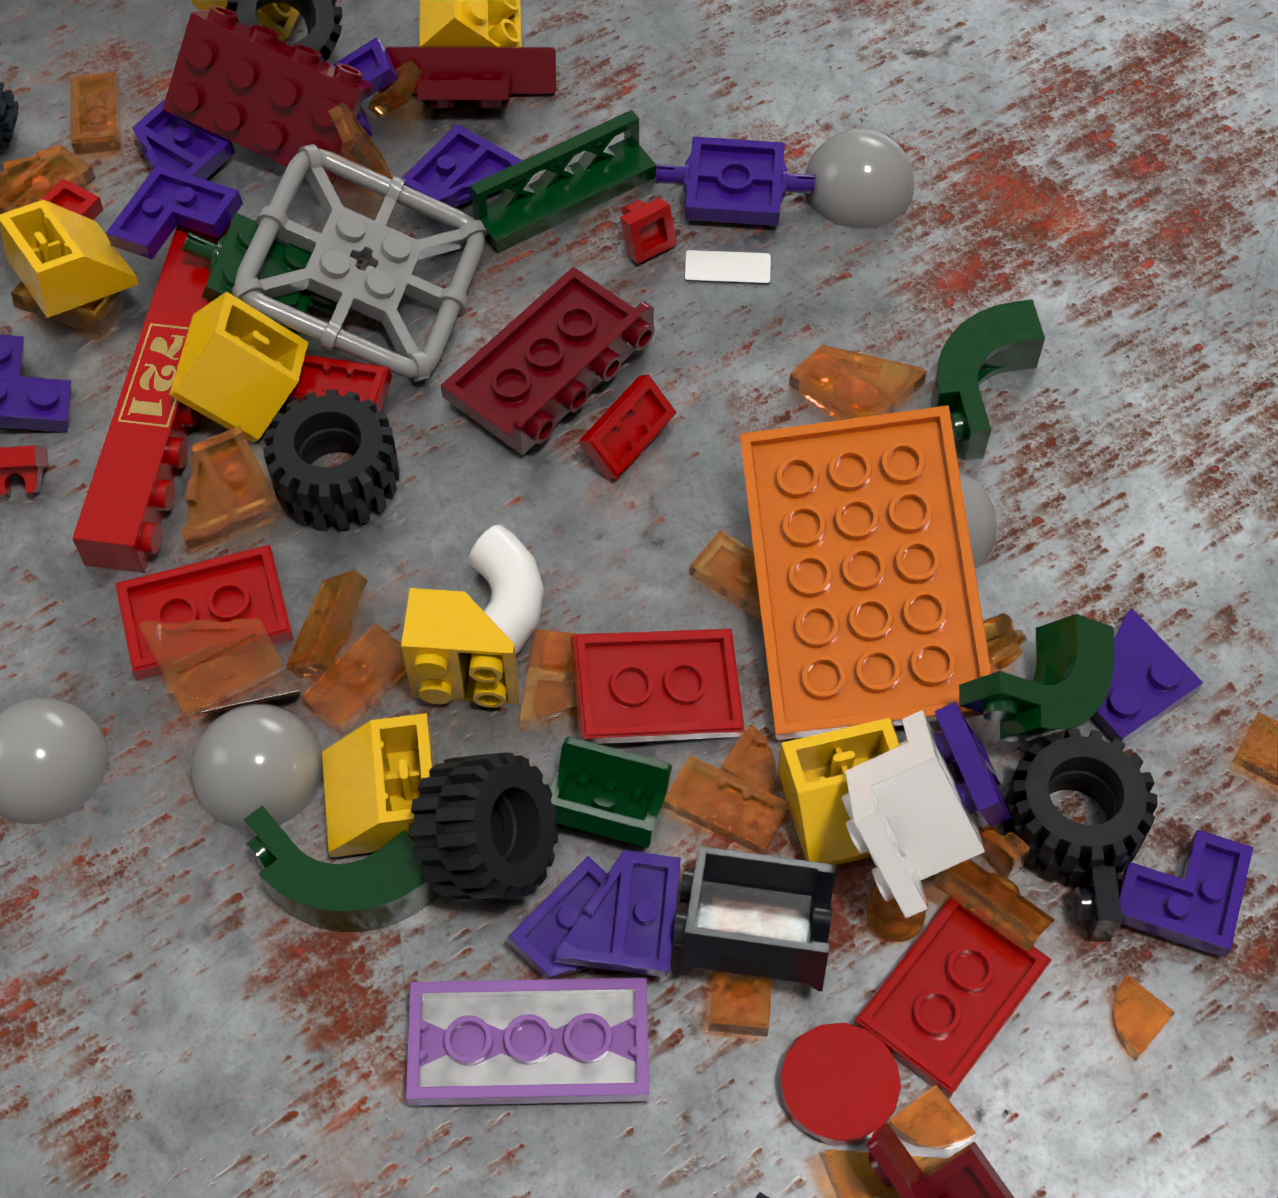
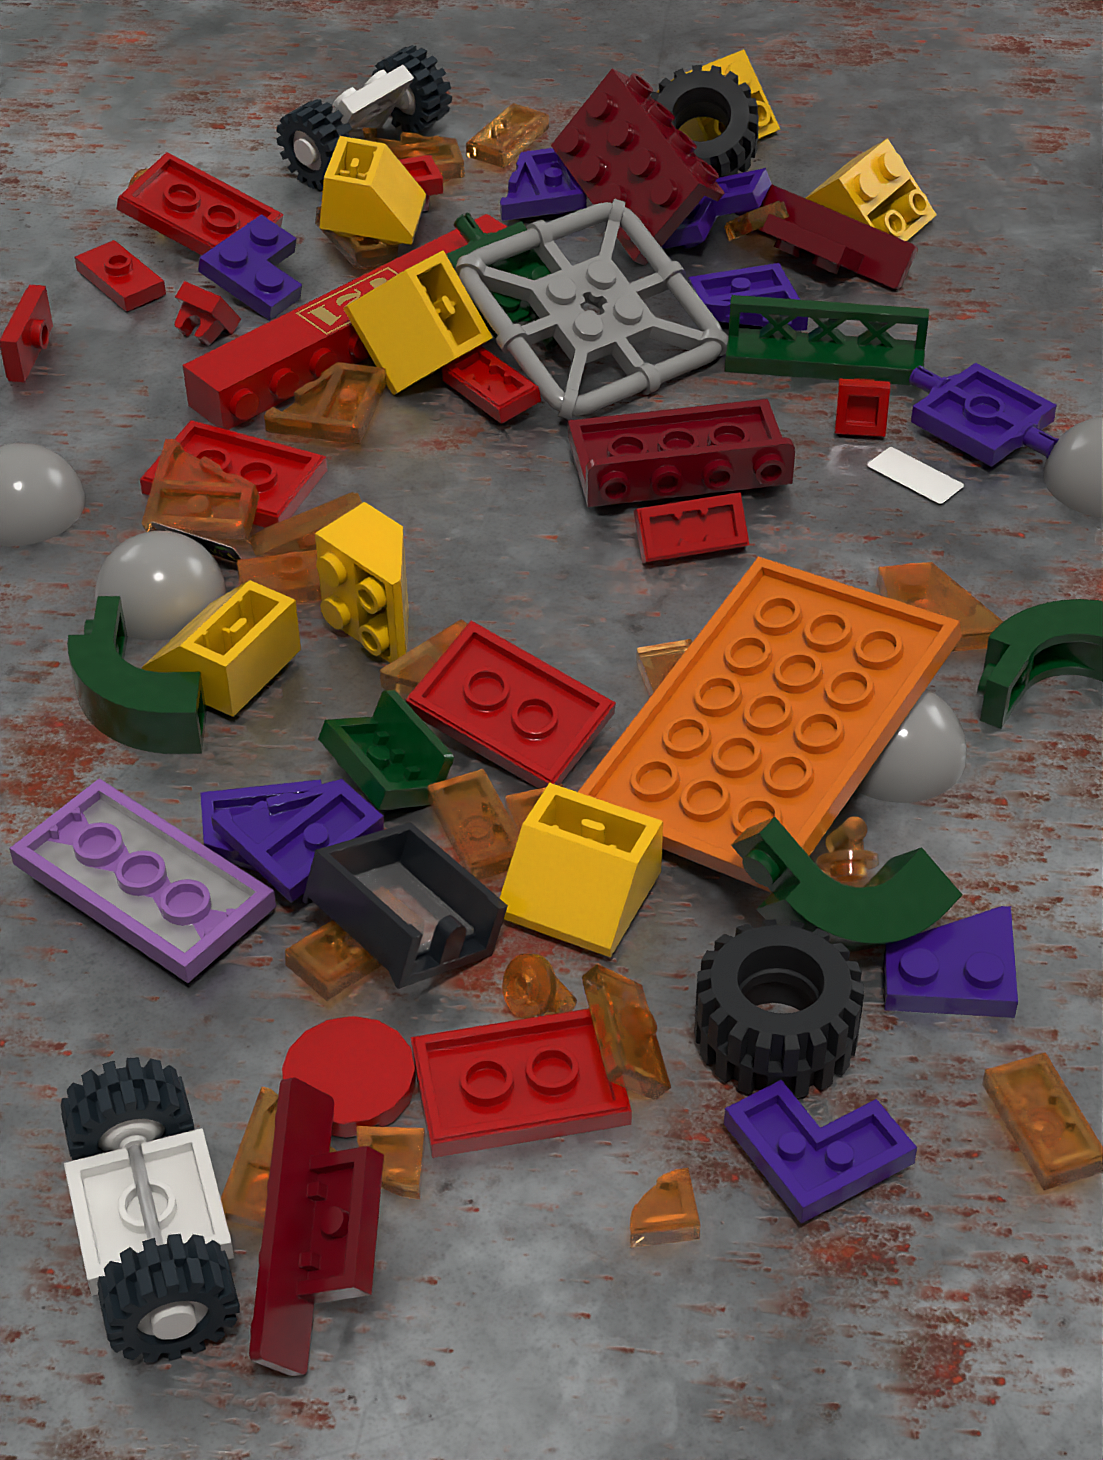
camera: 40 degrees right, 15 degrees down
(171, 200) = (482, 193): dark purple plate -> none
(325, 427) = (427, 422): black tyre -> none
(357, 143) = (673, 229): clear orange plate -> none
(484, 827) = (297, 697): black tyre -> none
(512, 581) = (467, 586): white cylinder -> none
(909, 816) = (601, 895): white bracket -> none
(966, 753) = (702, 899): dark purple plate -> none
(1003, 853) = (677, 1007): clear orange tile -> none
(1099, 904) = (715, 1090): black plate -> none

